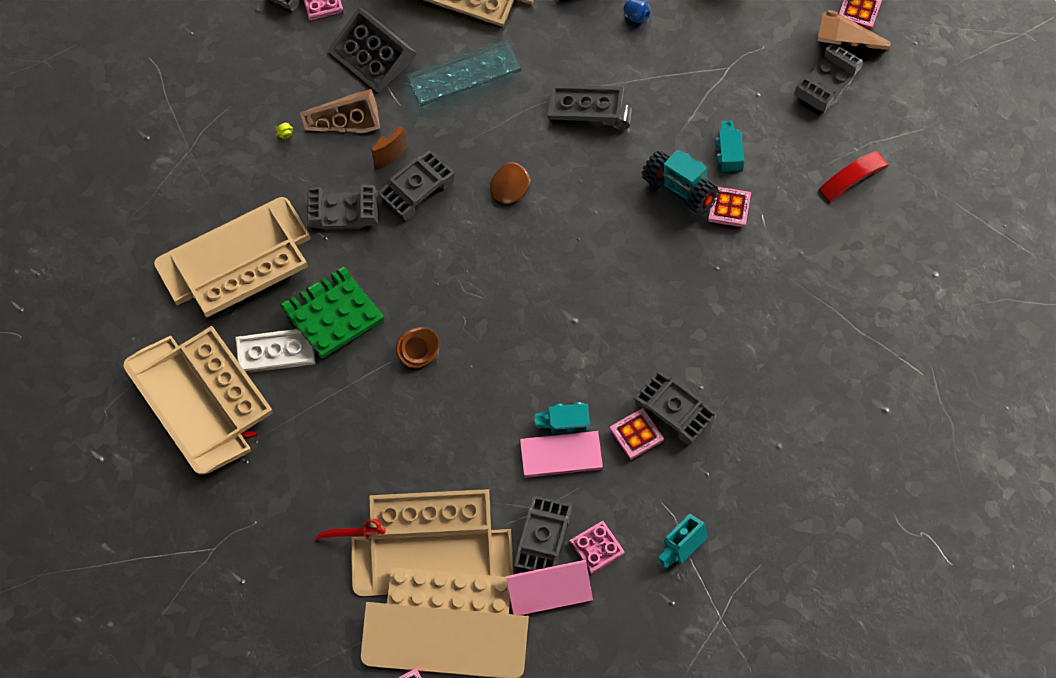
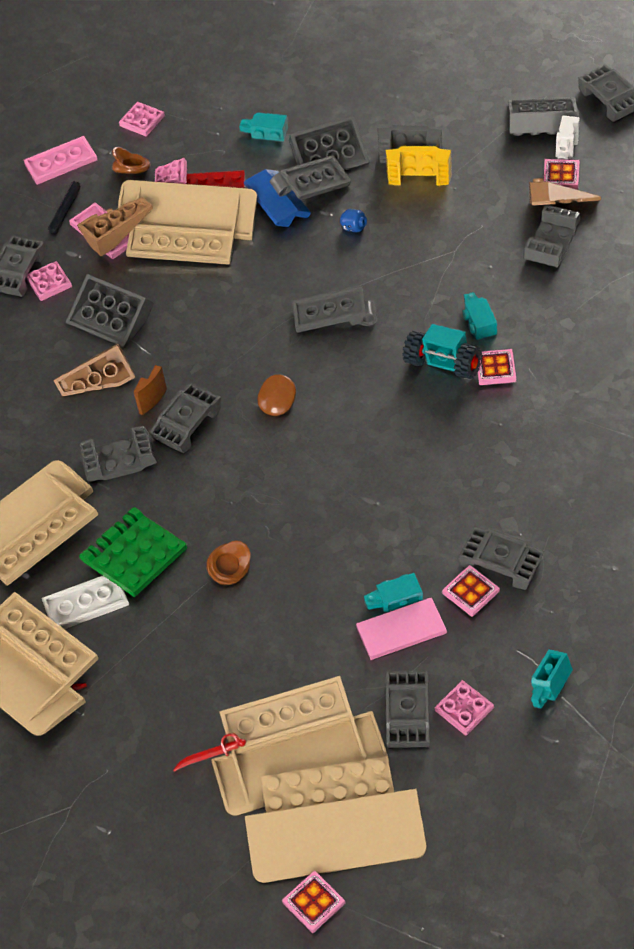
camera: 10 degrees left, 10 degrees down
(284, 131) = (41, 400): neon yellow plate -> none
(464, 73) = (203, 311): clear light blue plate -> none
(549, 588) = (429, 756): bright pink tile -> none
(852, 174) = (601, 313): red slope -> none

